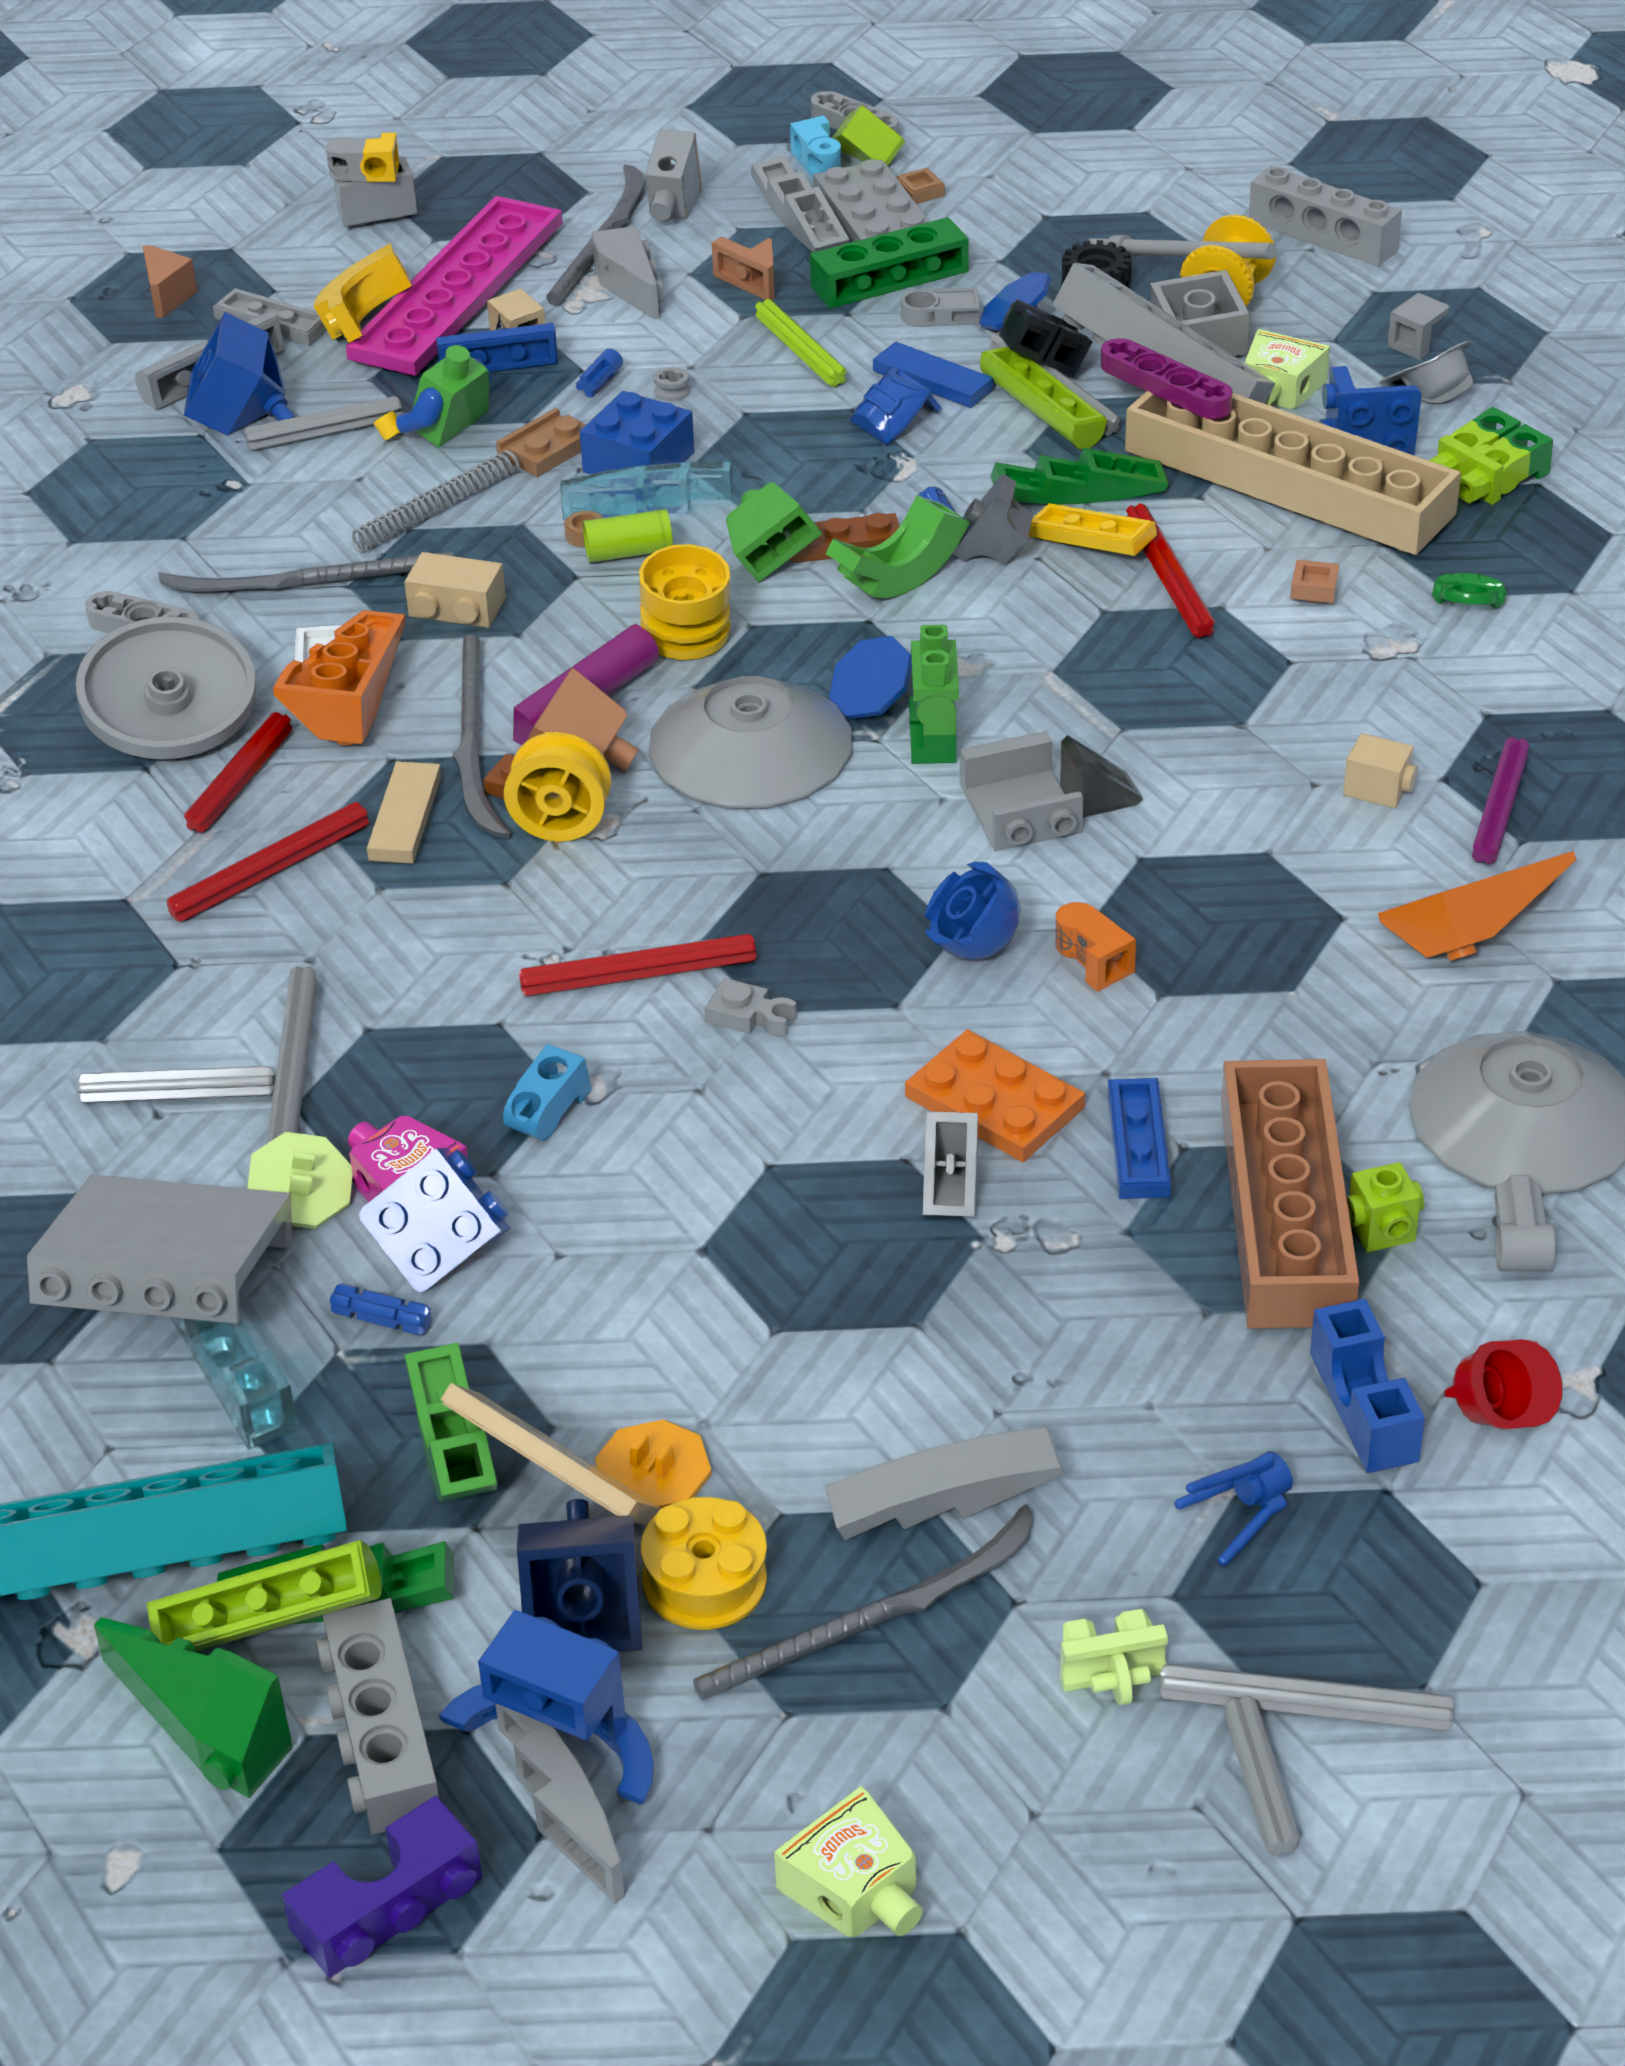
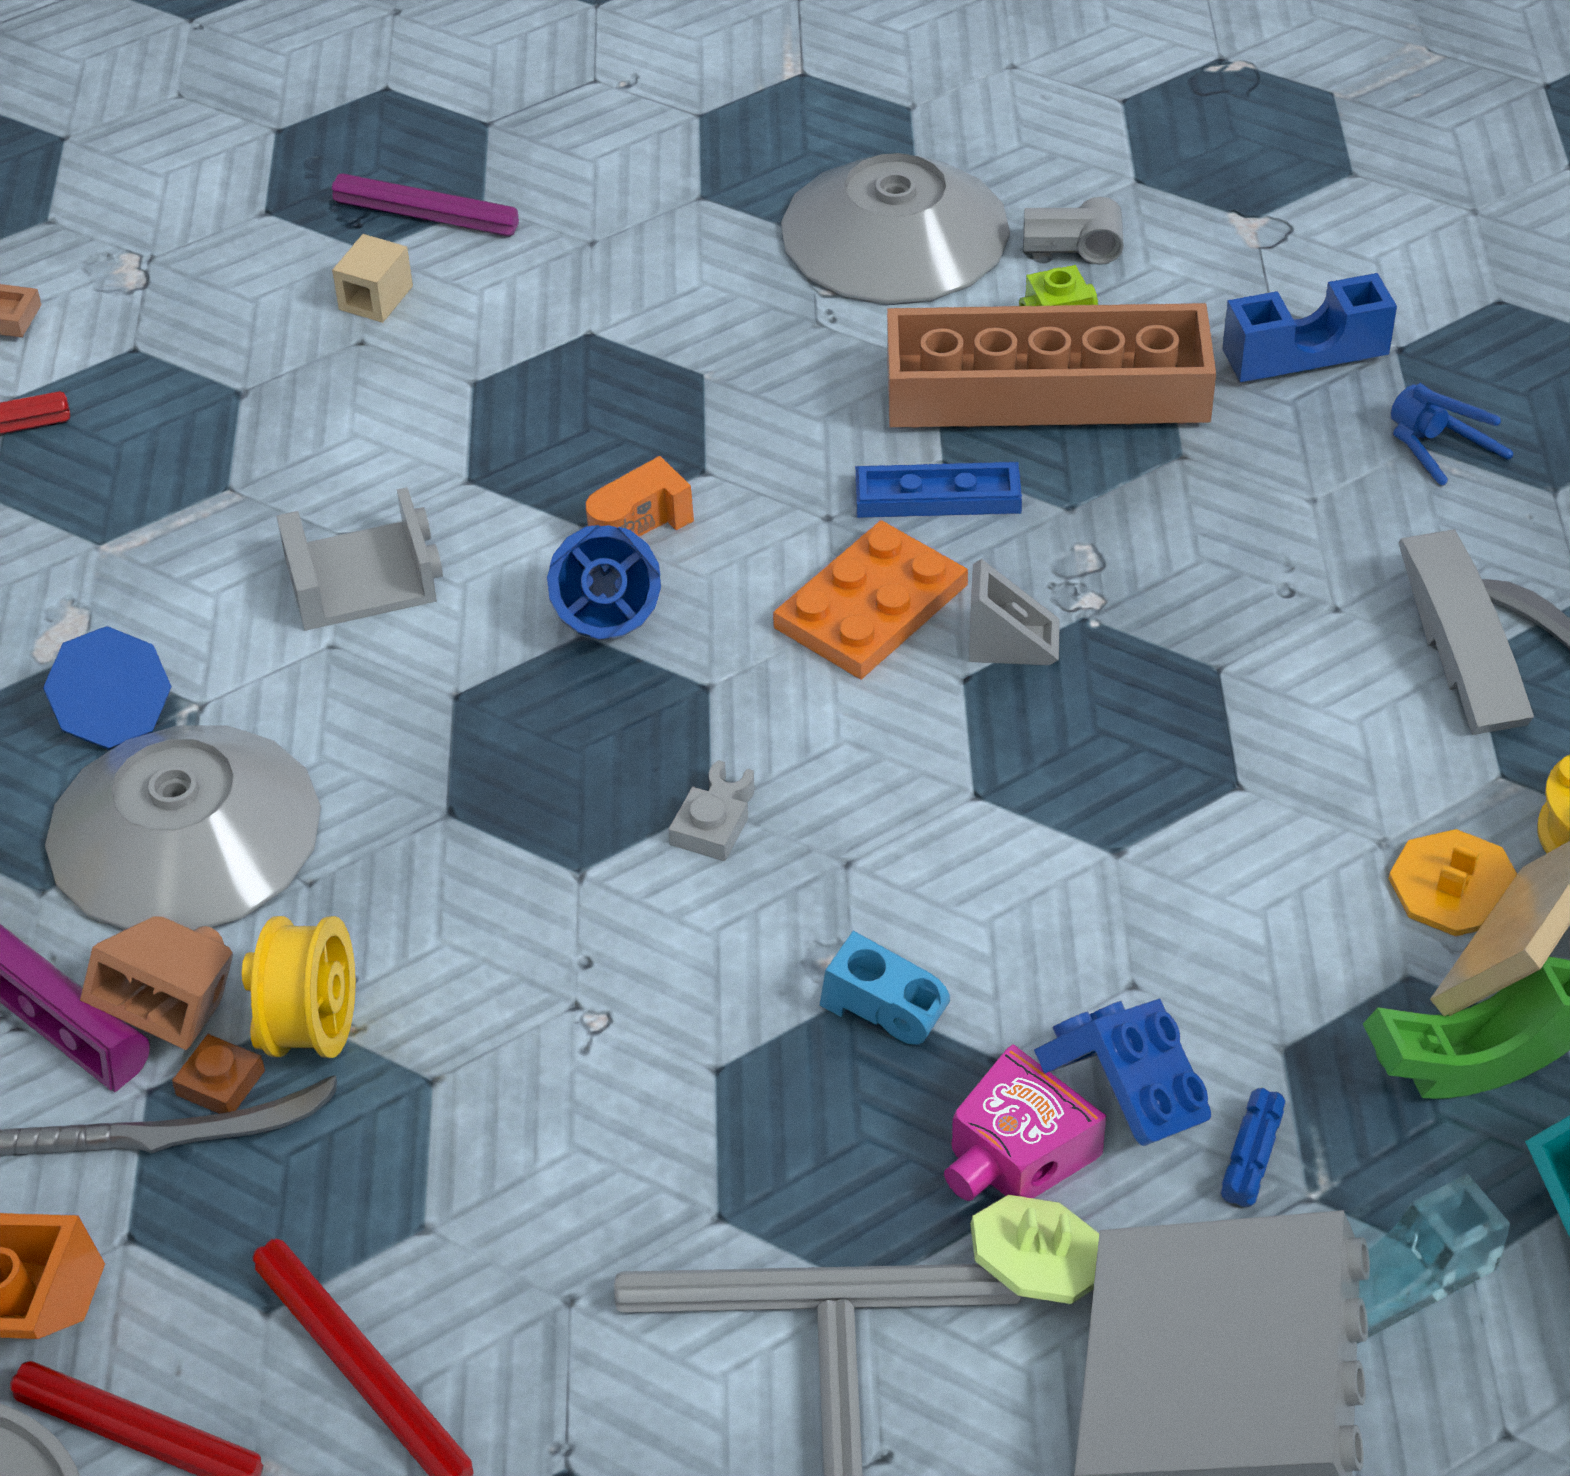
camera: 90 degrees left, 5 degrees up
(404, 812) = (270, 1201): tan tile -> none
(637, 965) = (630, 925): red axle -> none
(934, 696) = (195, 604): bright green hips -> none
(1099, 780) = (353, 500): clear smoke slope -> none
(1469, 589) = (40, 206): green piece -> none
(1471, 912) = (603, 228): orange wedge -> none
(1507, 1385) = (1293, 258): red piece -> none

